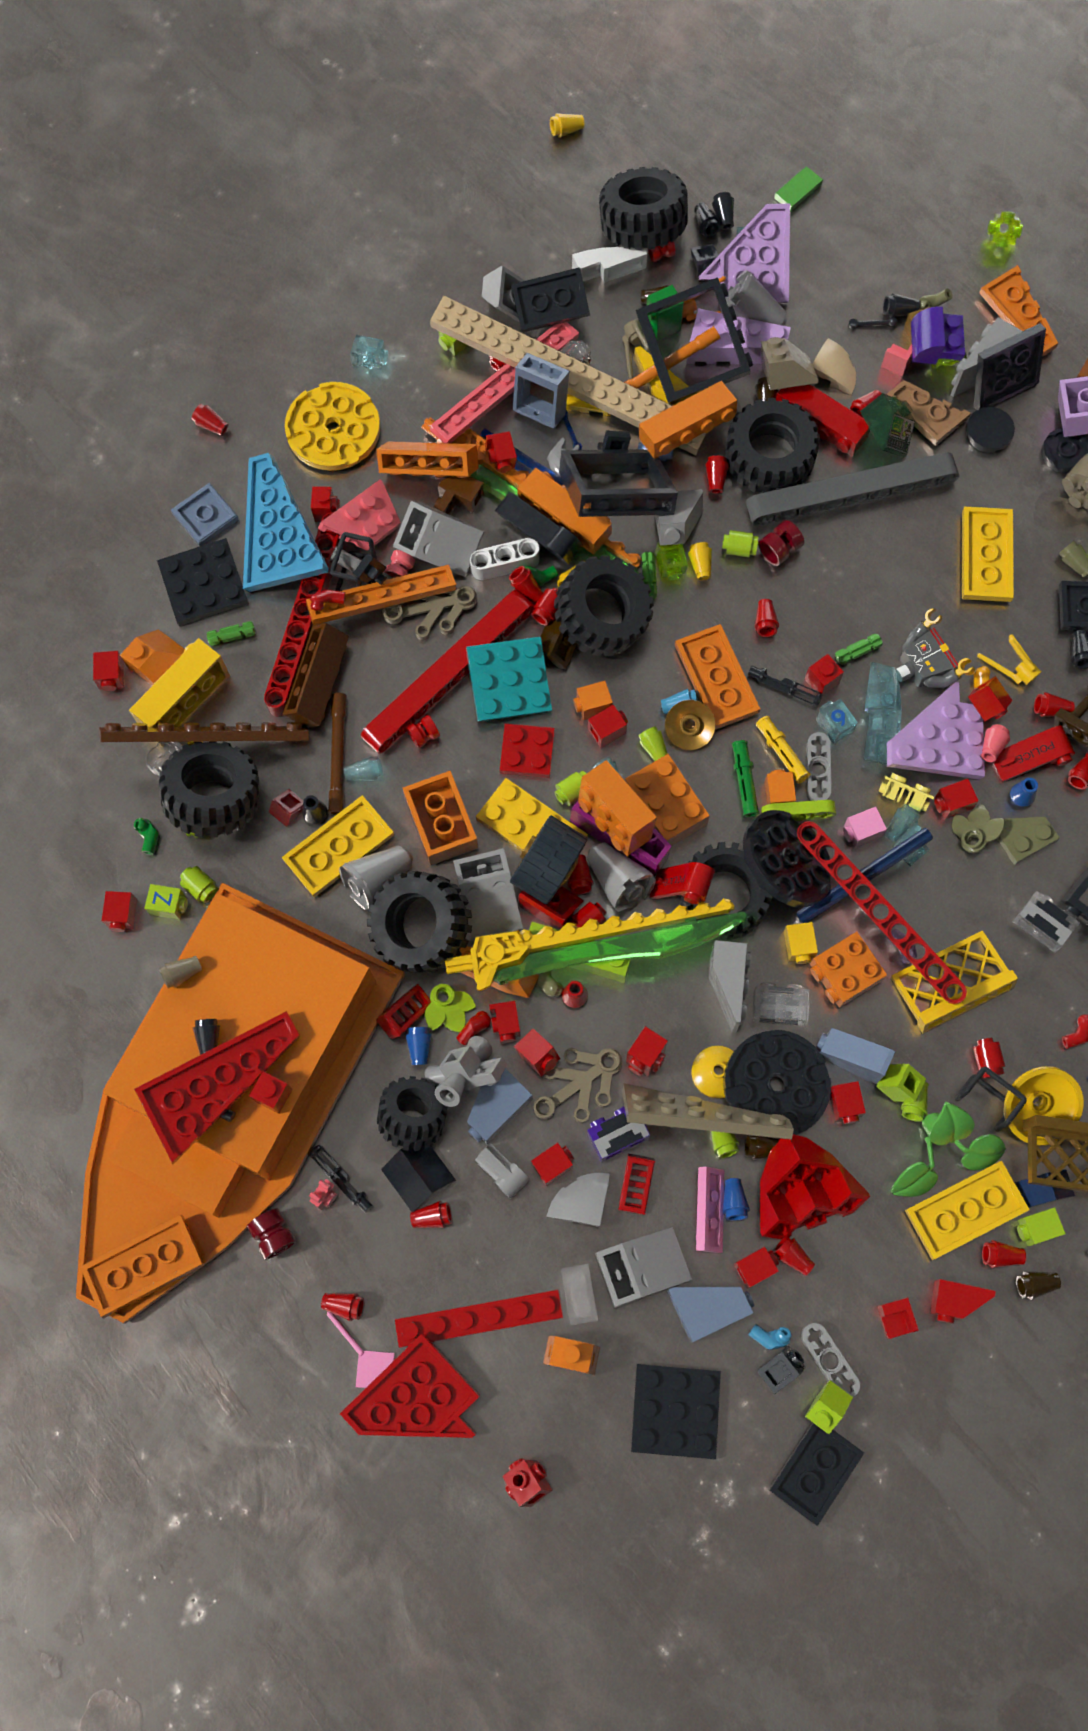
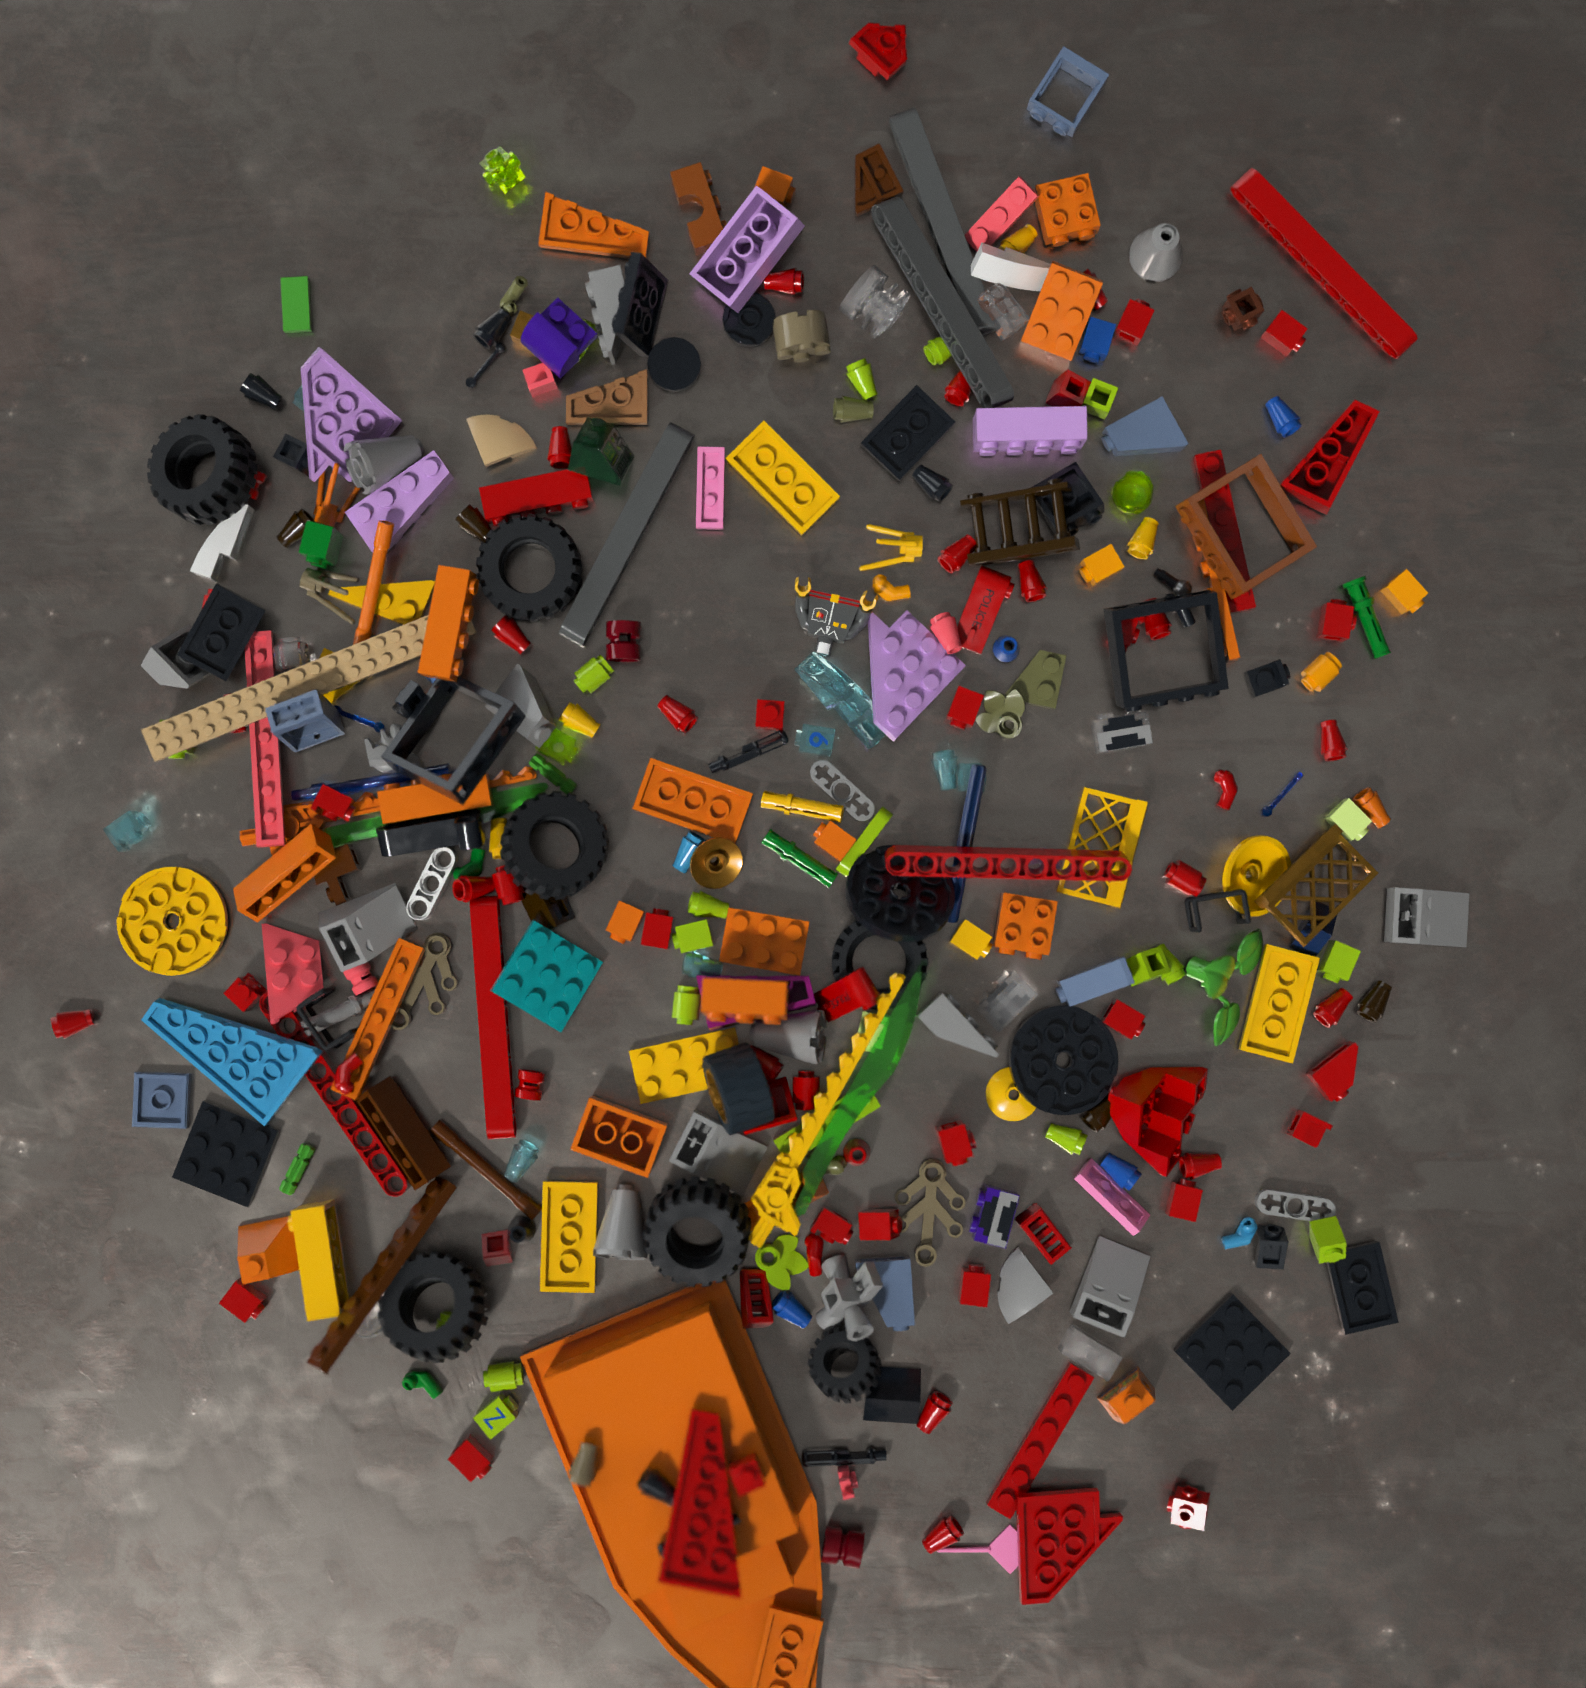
camera: 50 degrees left, 15 degrees up
(370, 570) = (351, 1012): black tile -> none
(507, 1176) = (954, 1329): light grey piece -> none
(527, 750) = (619, 1012): red plate -> none
(565, 124) = (43, 450): yellow cone -> none
(626, 752) = (692, 936): none -> lime brick
(691, 1112) = (1021, 1162): dark tan wing -> none
(707, 220) = (257, 416): black cone -> none
(709, 1308) = (1183, 1262): sand blue slope -> none
(736, 336) = (365, 596): black window -> none
(785, 364) = (469, 488): dark tan slope -> none
(858, 649) = (770, 662): bright green axle -> none
(864, 827) = (923, 803): bright pink brick -> none
(920, 792) = (933, 734): light yellow hinge -> none
(934, 515) = (710, 488): none -> bright pink plate
(990, 699) = (909, 602): red brick -> none

